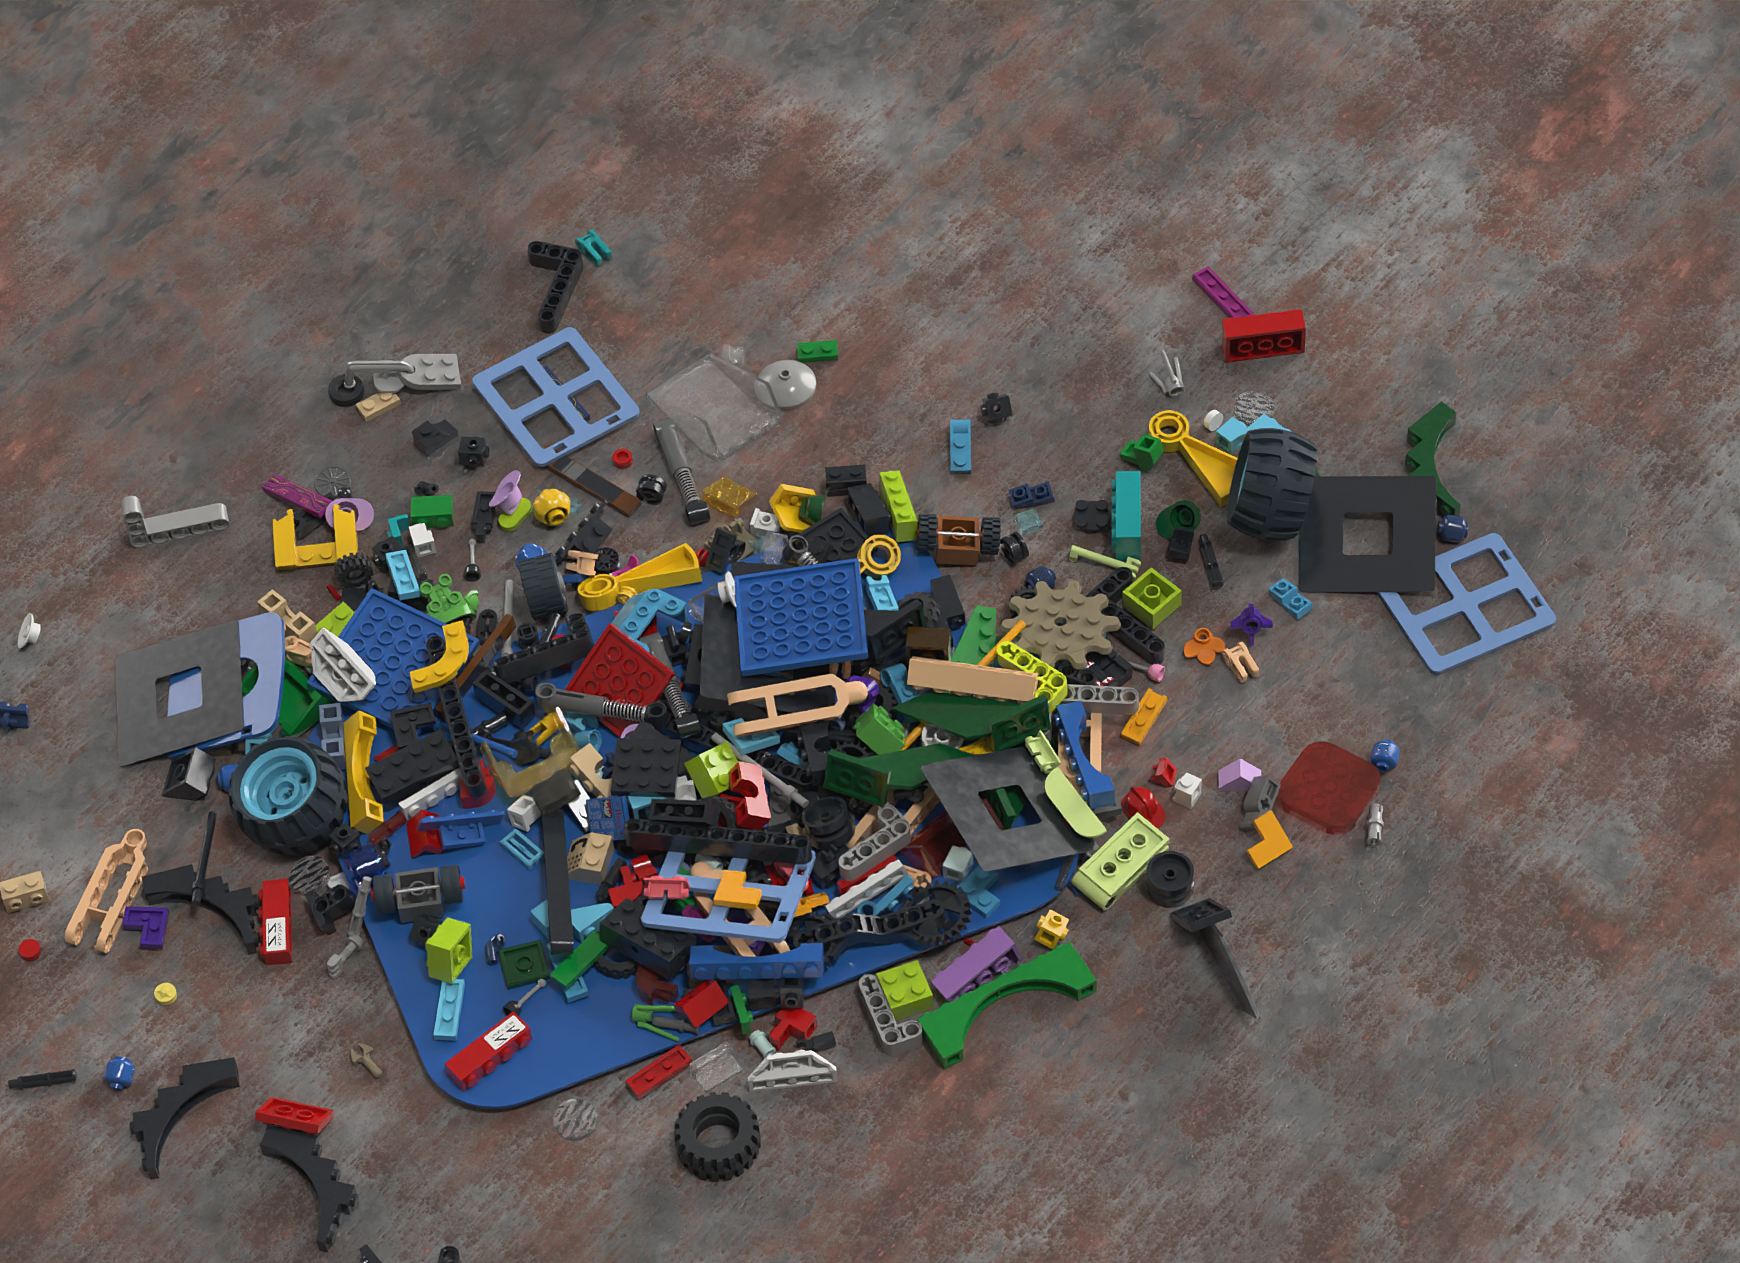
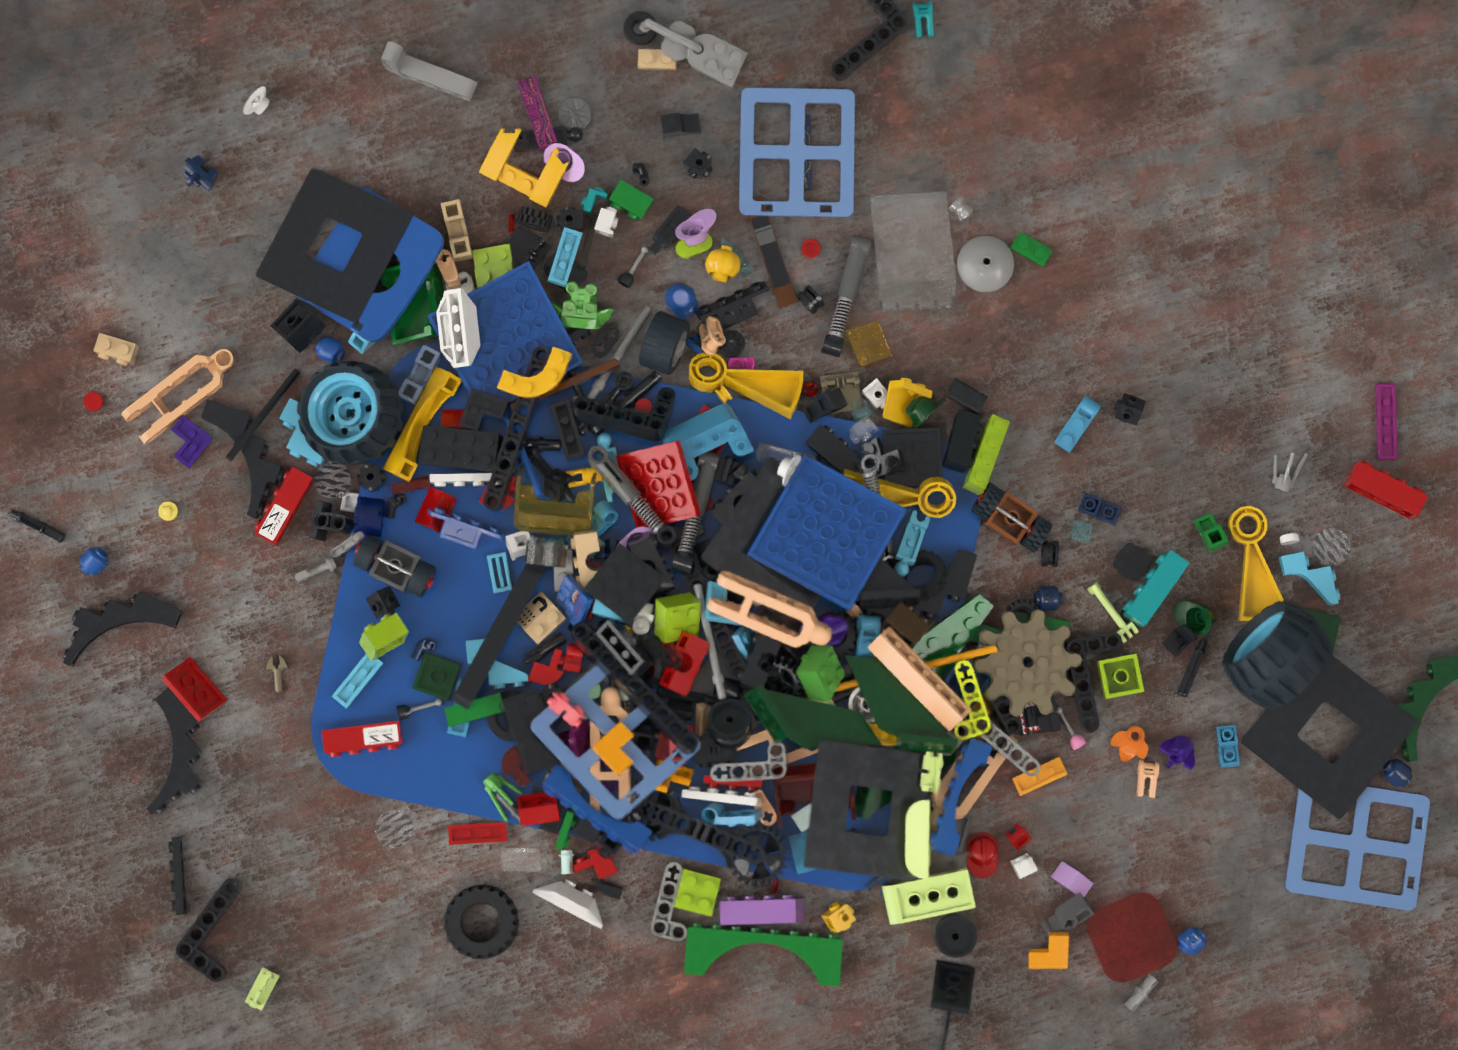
camera: 30 degrees right, 30 degrees up
(258, 862) = (297, 443): none -> medium azure arch

